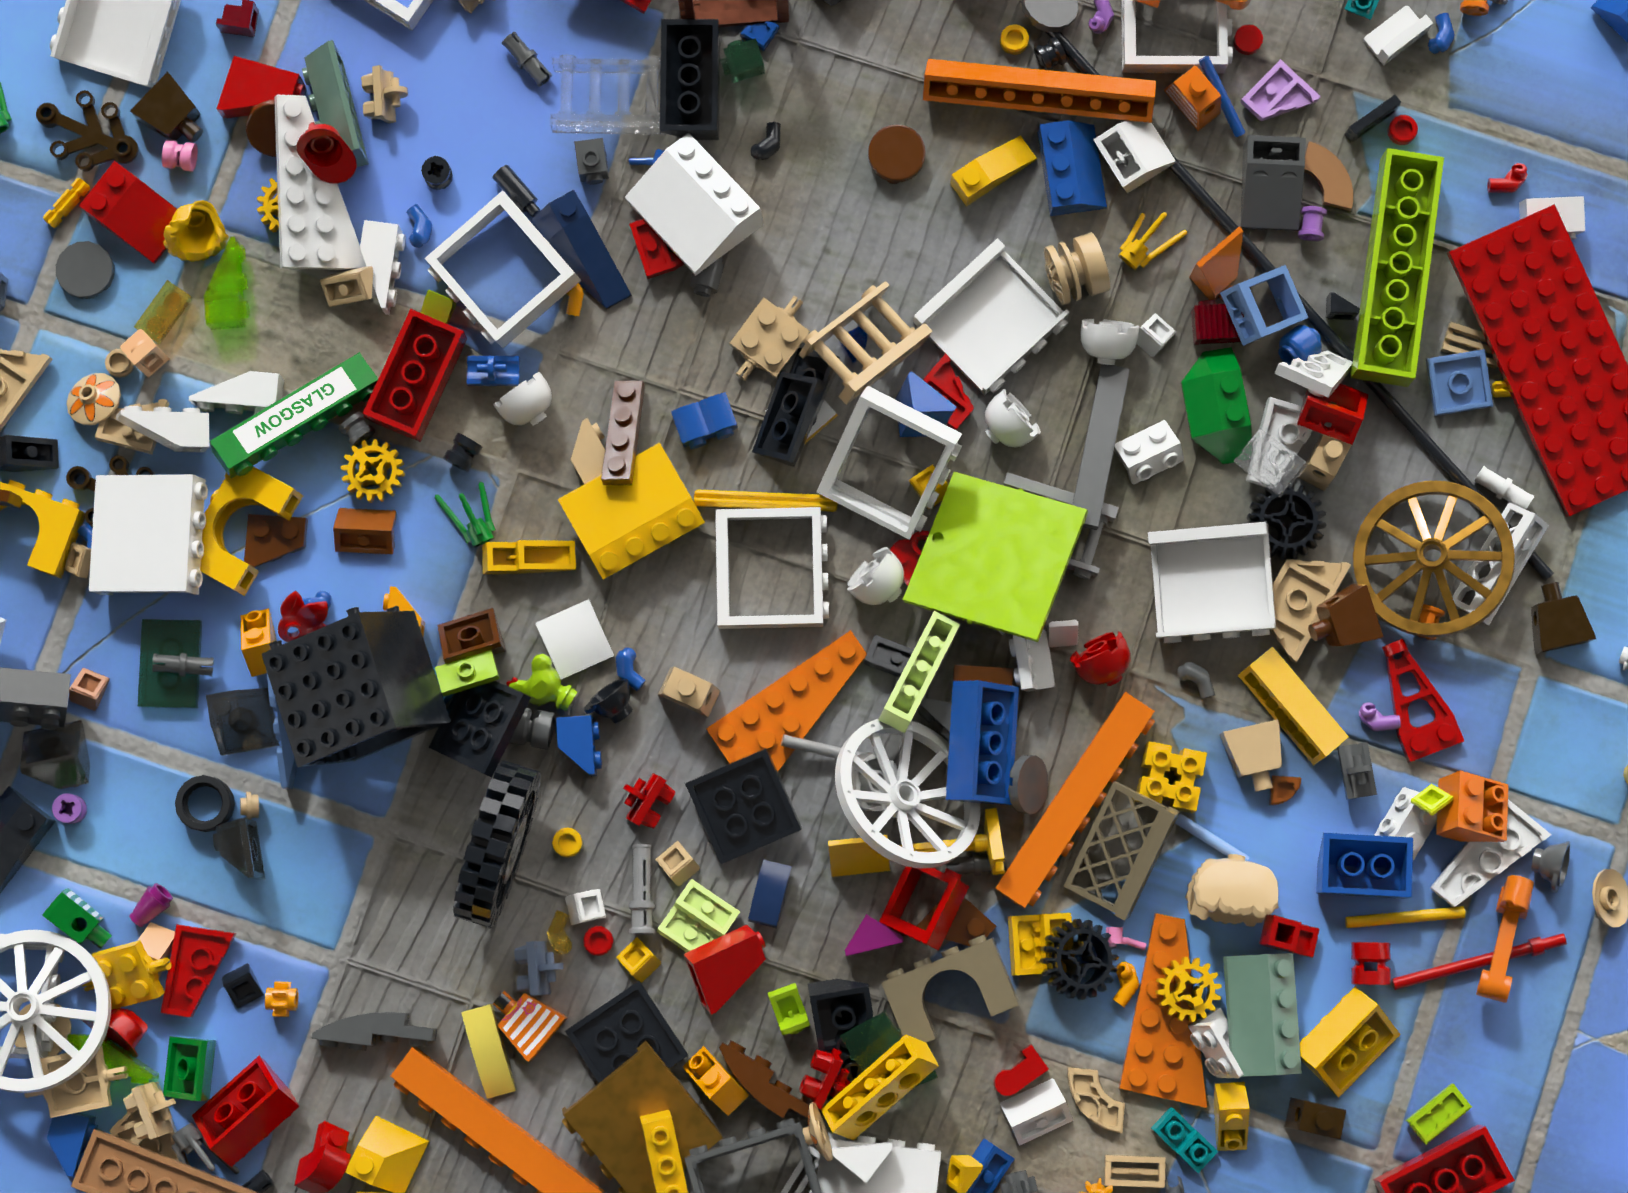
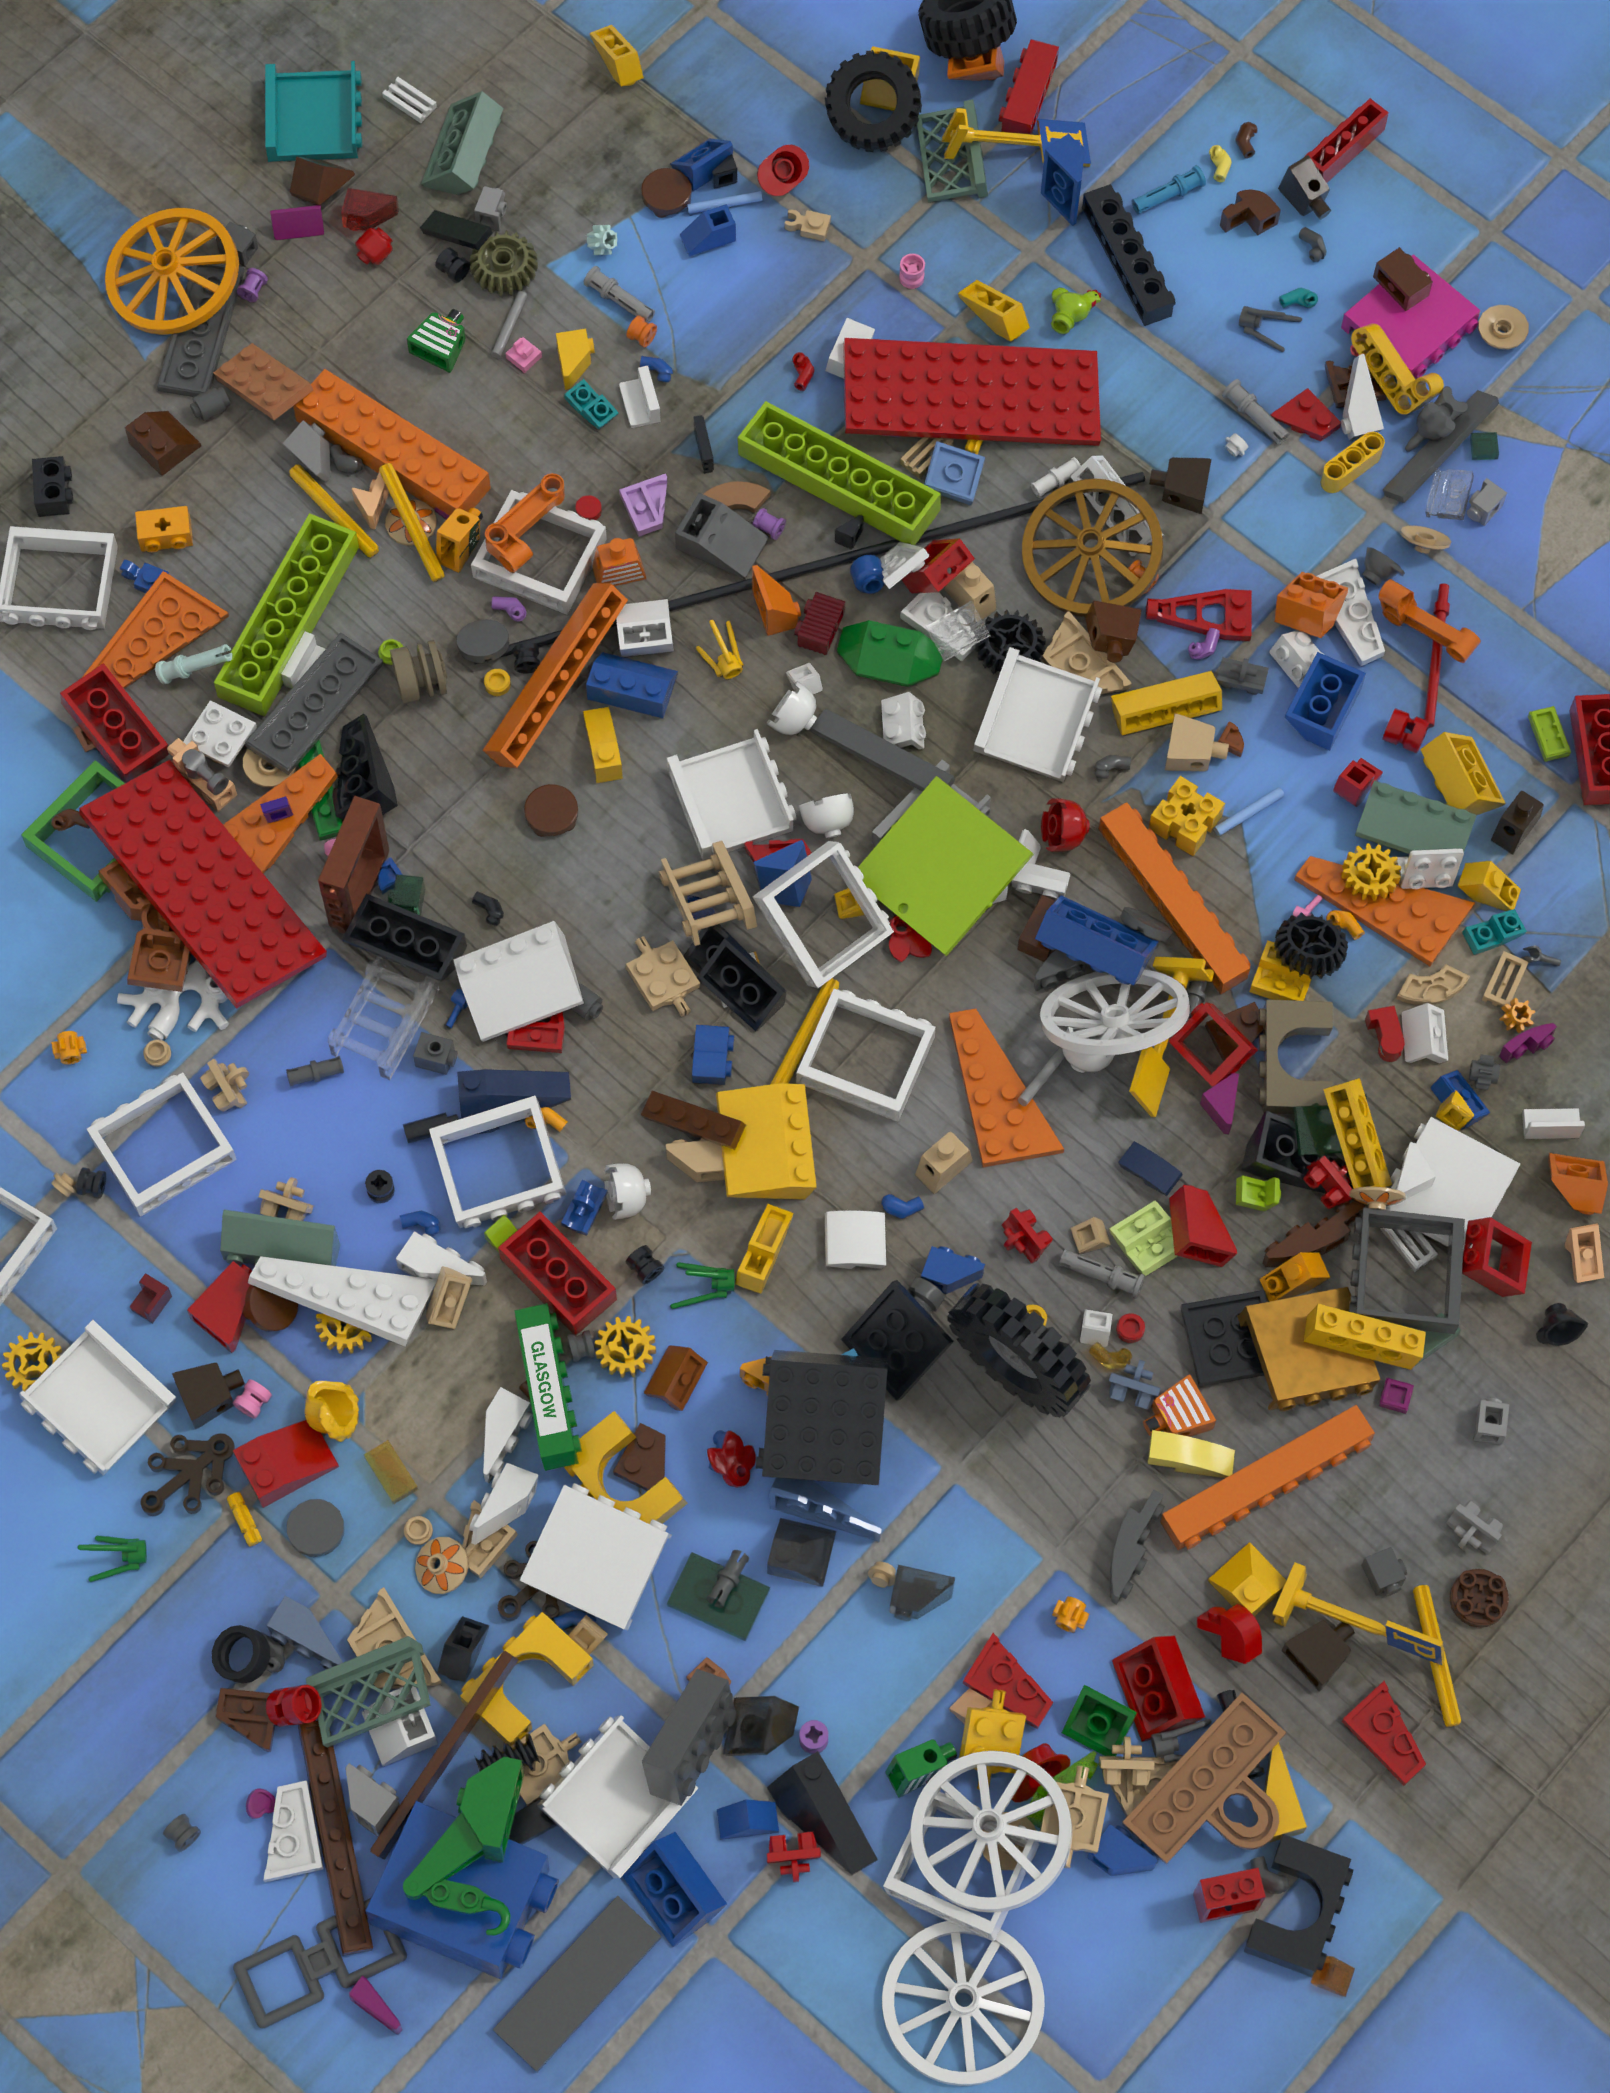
camera: 70 degrees left, 15 degrees down
(144, 353) = (421, 1499): light nougat slope -> none
(151, 904) = (934, 1698): magenta cone -> none
(186, 790) = (874, 1595): black tyre -> none
(225, 292) = (405, 1411): clear neon green slope -> none
(242, 986) = (1041, 1649): black slope -> none
(256, 635) = (736, 1506): light orange slope -> none
(326, 153) = (324, 1256): red piece -> none
(467, 673) = (849, 1328): lime plate -> none
(470, 636) = (814, 1323): reddish brown slope -> none
(544, 684) = (883, 1273): lime animal -> none
(611, 701) = (924, 1228): black piece -> none
(639, 960) = (1161, 1301): yellow slope -> none
(743, 806) = (1065, 1156): black plate -> none
(878, 580) = (915, 970): white cylinder -> none
(888, 656) = (991, 987): black plate -> none
(919, 672) = (1014, 963): yellowish green brick -> none
(1077, 268) = (723, 708): tan wheel -> none
(1146, 858) = (1252, 862): dark tan fence -> none
(1226, 104) = (643, 545): blue bar -> none
(1232, 891) = (1303, 806): tan animal -> none
(1252, 326) = (812, 590): medium blue window -> none
(1402, 130) = (722, 429): red tile -> none
(1405, 917) = (1377, 694): yellow bar -> none
(1432, 799) = (1292, 626): neon yellow slope -> none

